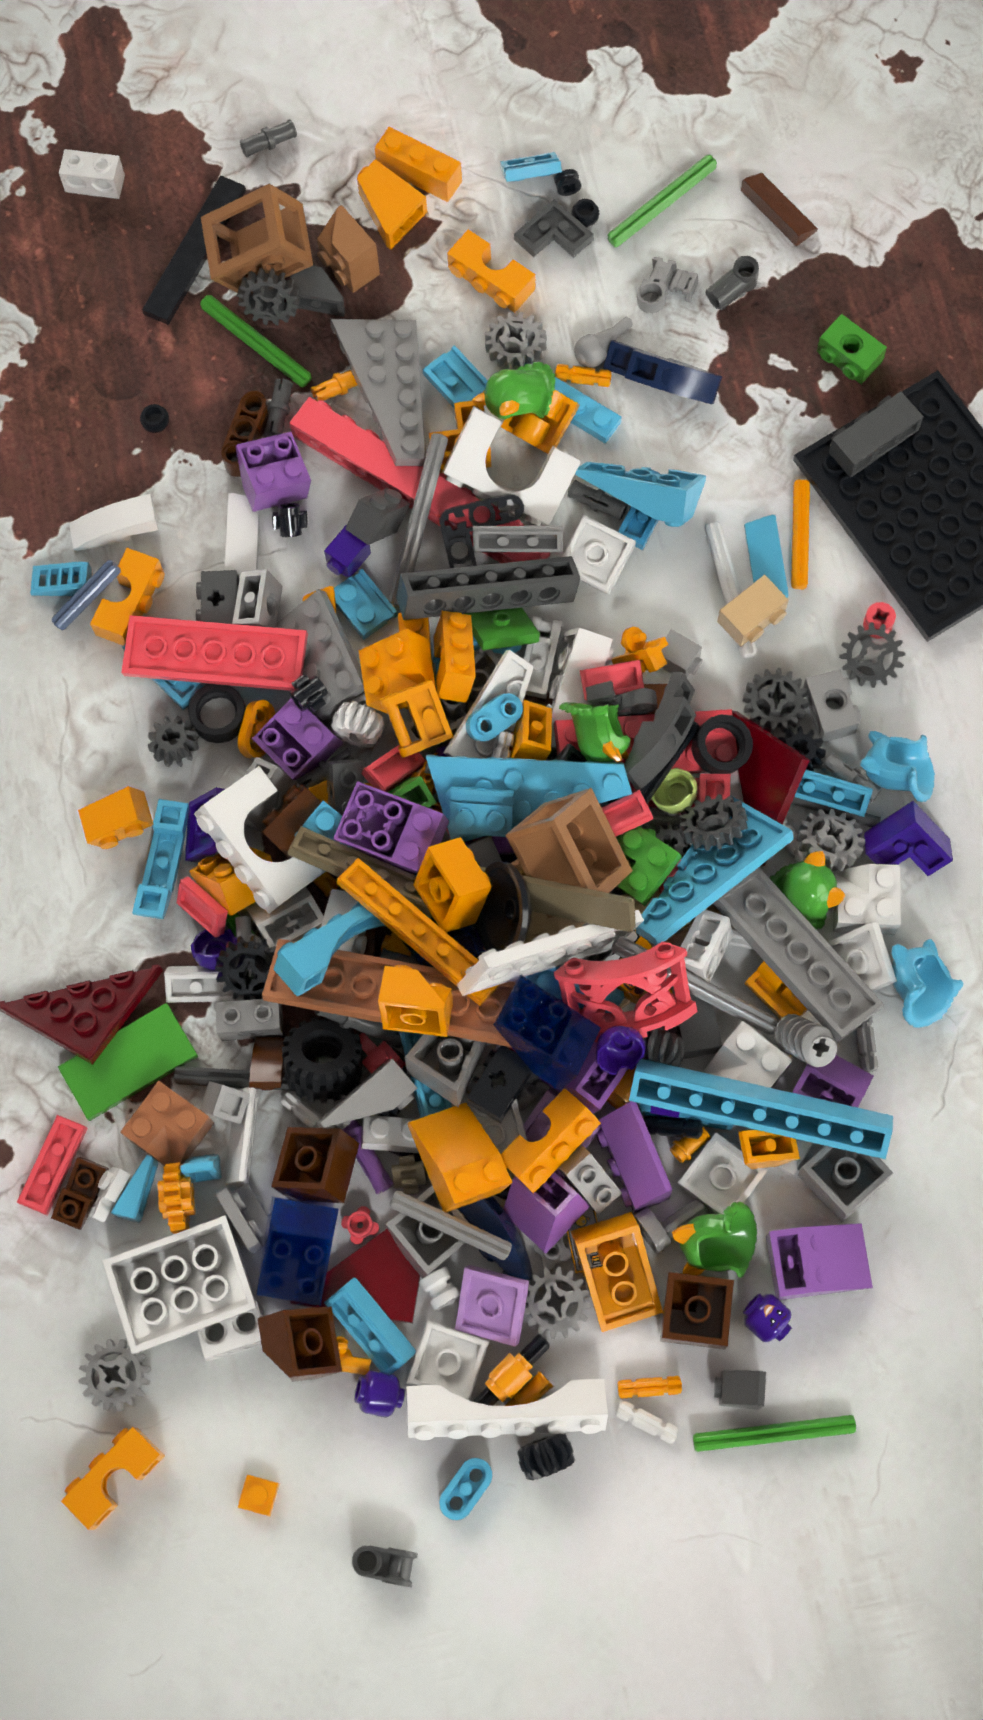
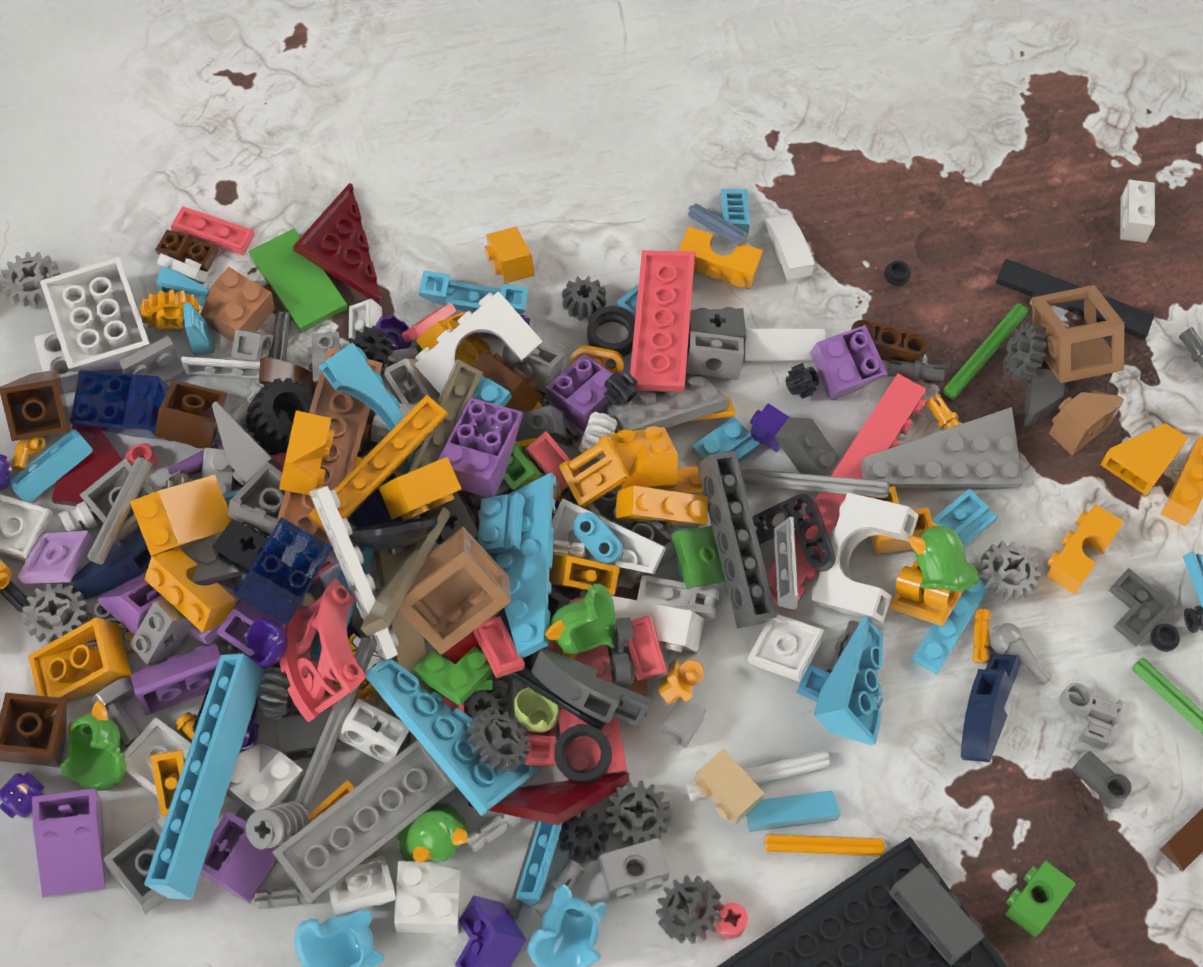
camera: 80 degrees right, 10 degrees down
(831, 837) = (491, 874): light grey gear -> none

